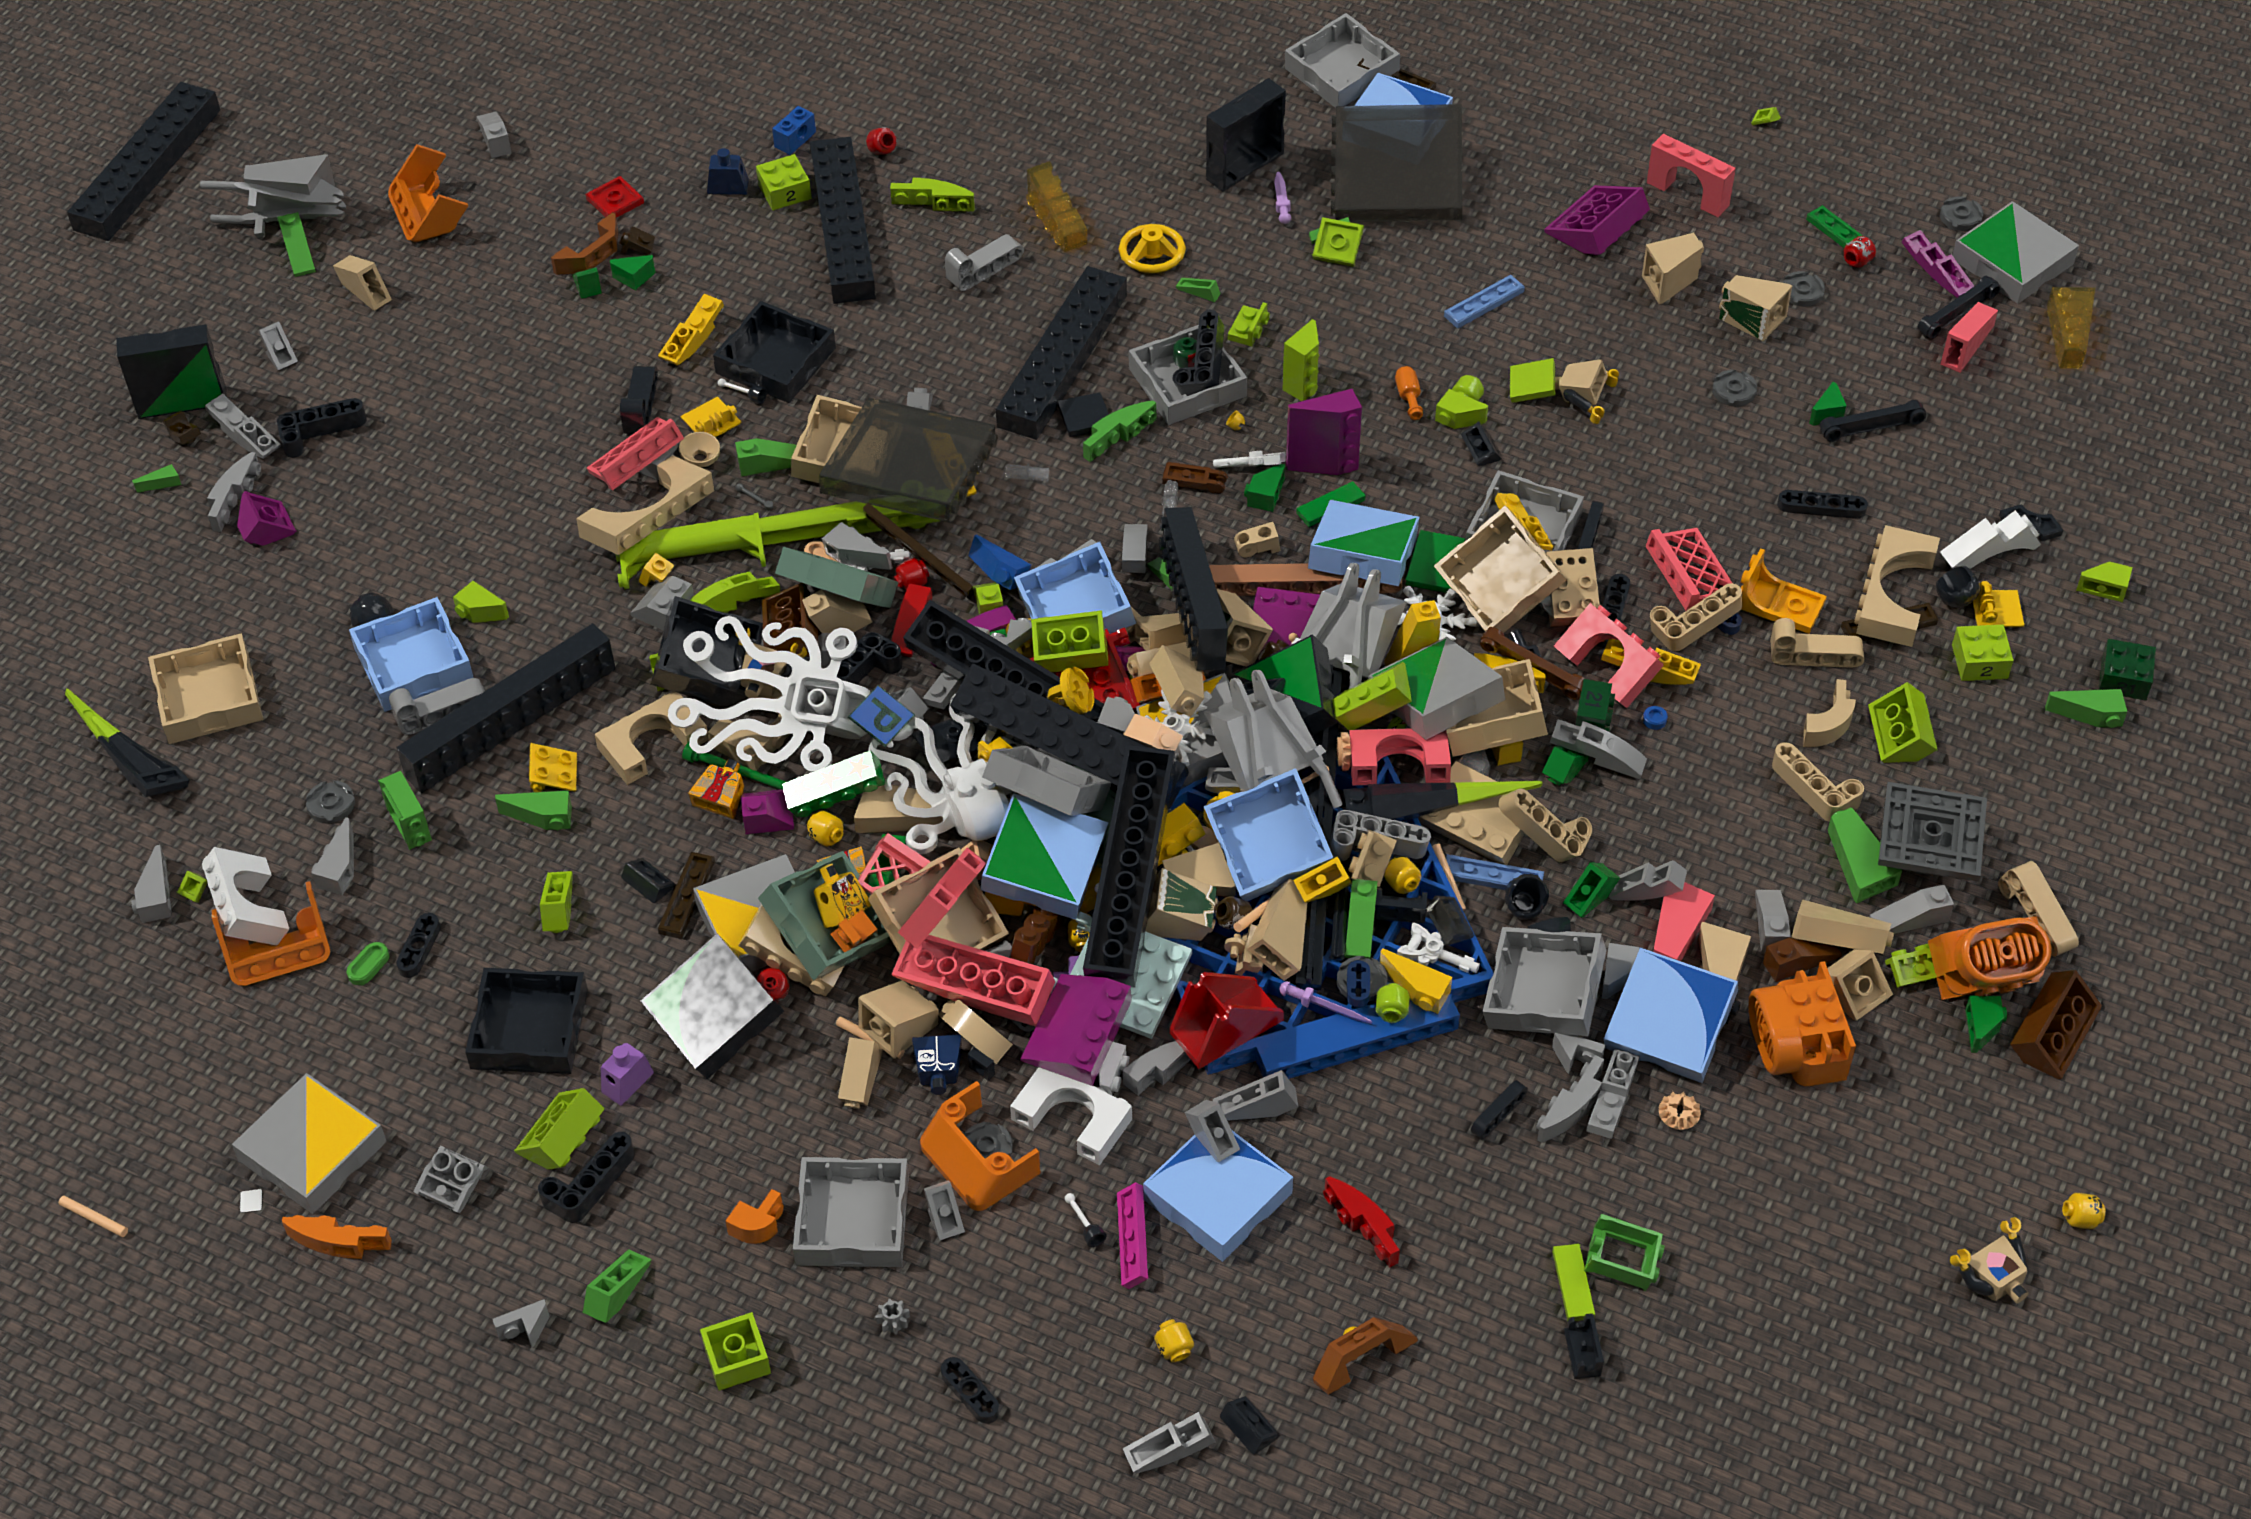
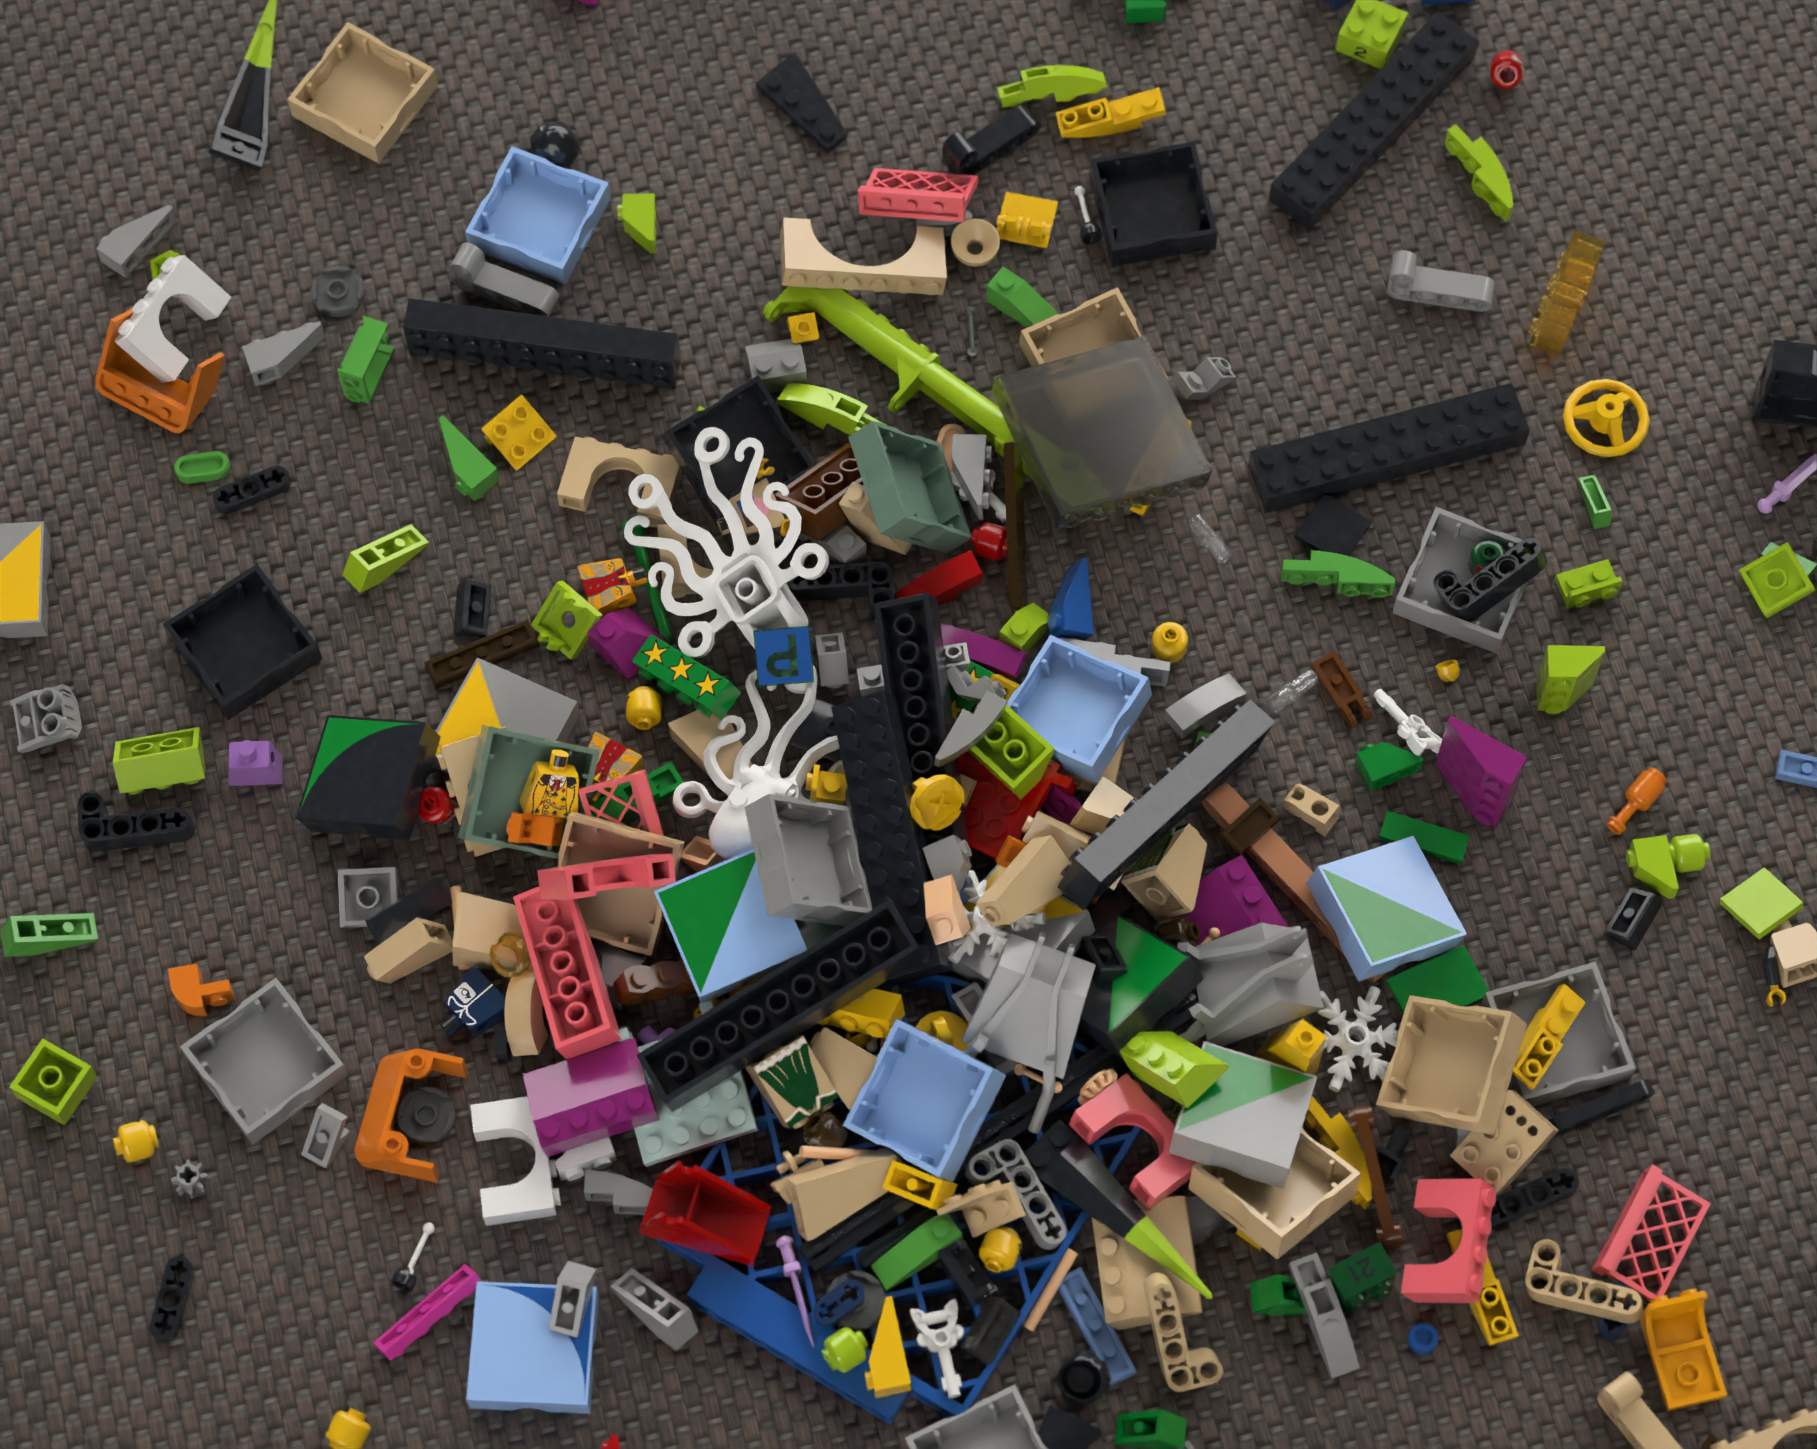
camera: 50 degrees right, 15 degrees up
(488, 473) = (800, 99): none -> black wing
(638, 340) = (1062, 80): none -> lime slope
(706, 838) = (550, 620): none -> lime piece
(795, 1069) = (365, 893): none -> light grey slope
(830, 1331) = (136, 1141): none -> yellow head
(831, 1052) = (419, 903): none -> black tile
(932, 1000) = (518, 945): none -> clear yellow piece
(1043, 639) = (970, 728): none -> light grey slope
(1075, 532) = (1169, 642): none -> yellow head
(1242, 572) = (1250, 827): none -> dark brown tile

